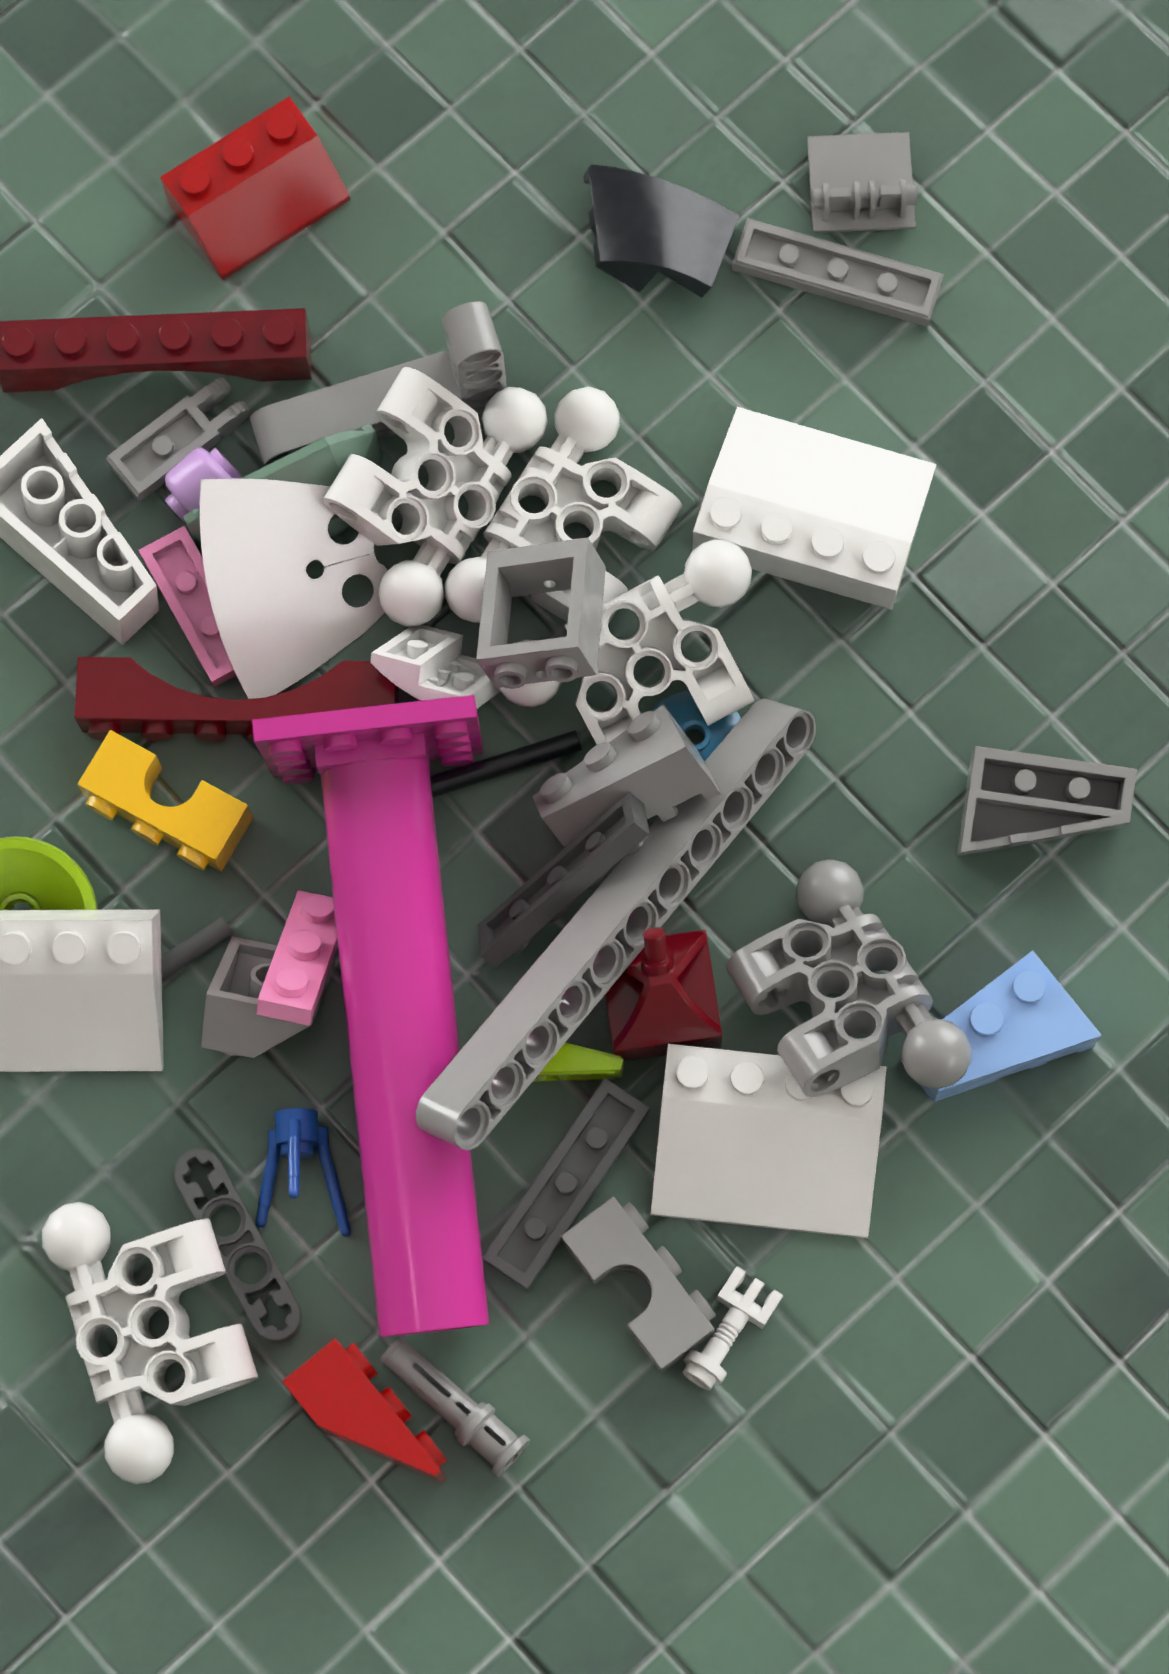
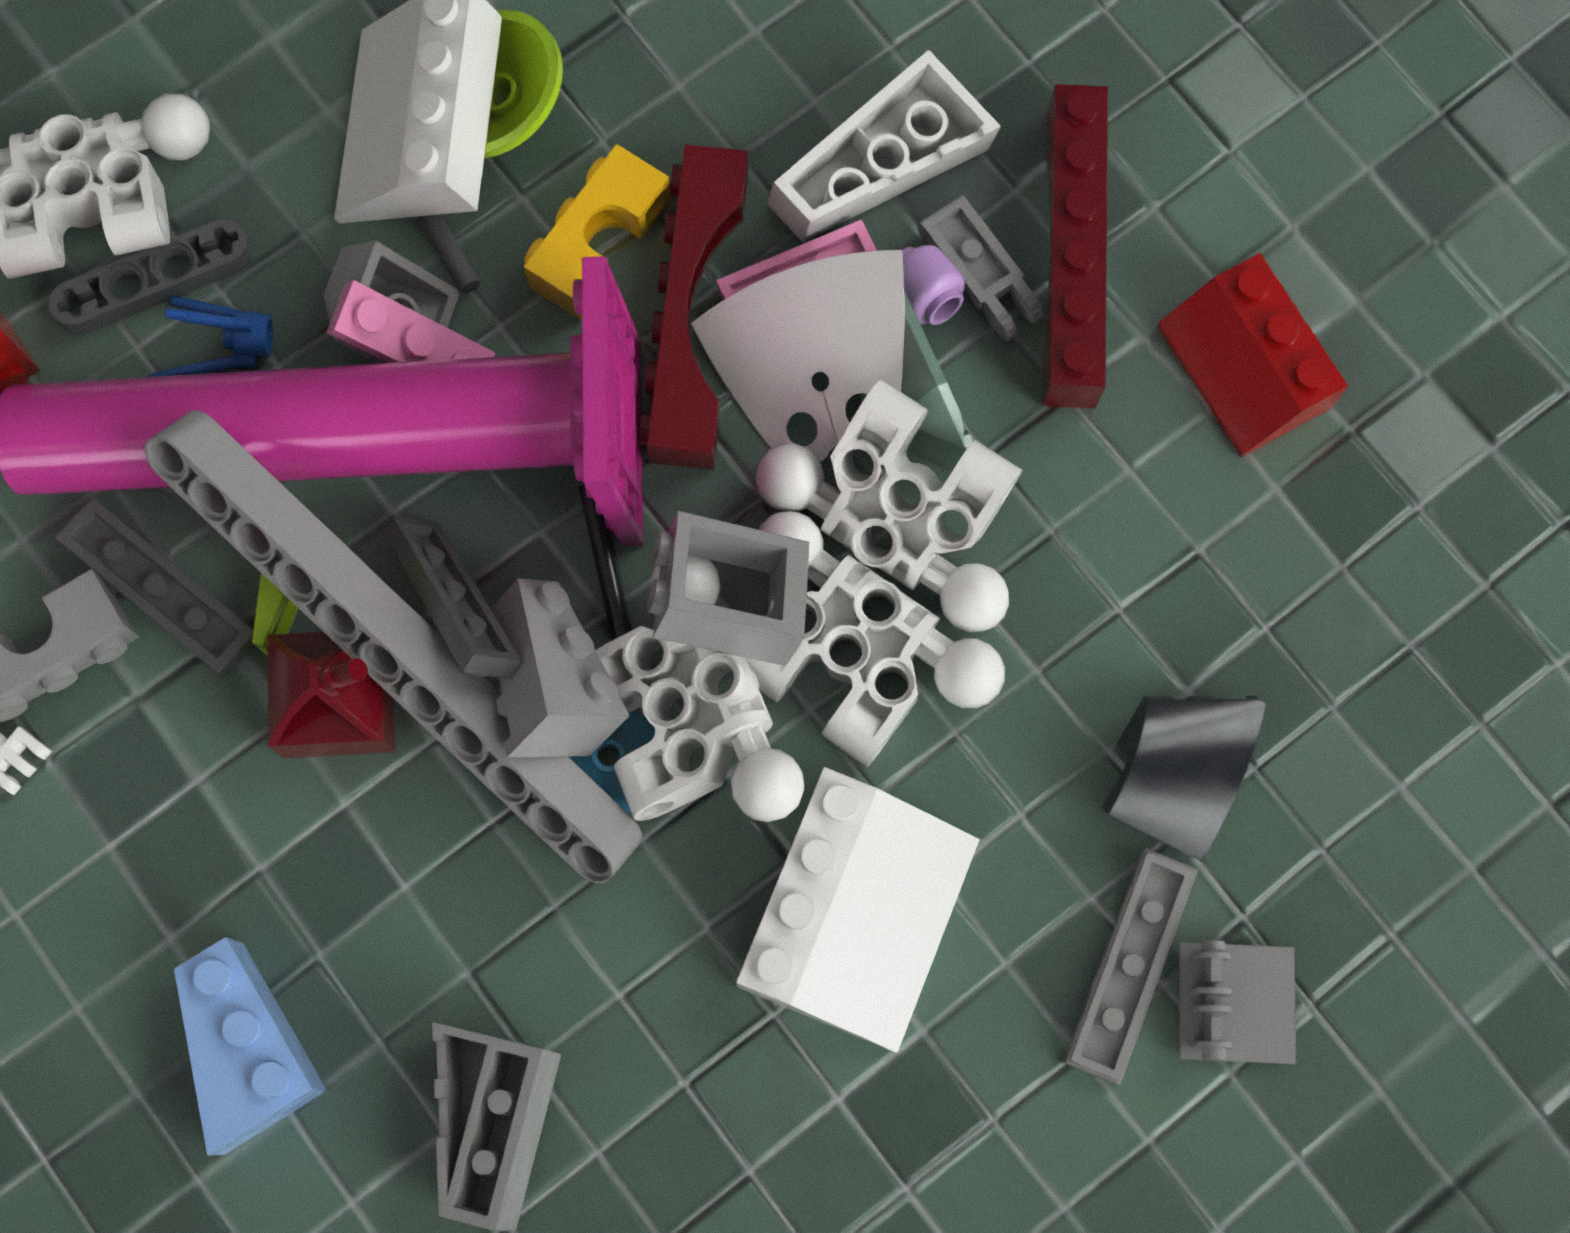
camera: 90 degrees right, 0 degrees up
(431, 666) = (699, 478): white slope -> none
(468, 368) = (1030, 541): light grey beam -> none
(758, 1152) = (171, 794): white slope -> none
(822, 1049) = (216, 839): light grey connector -> none

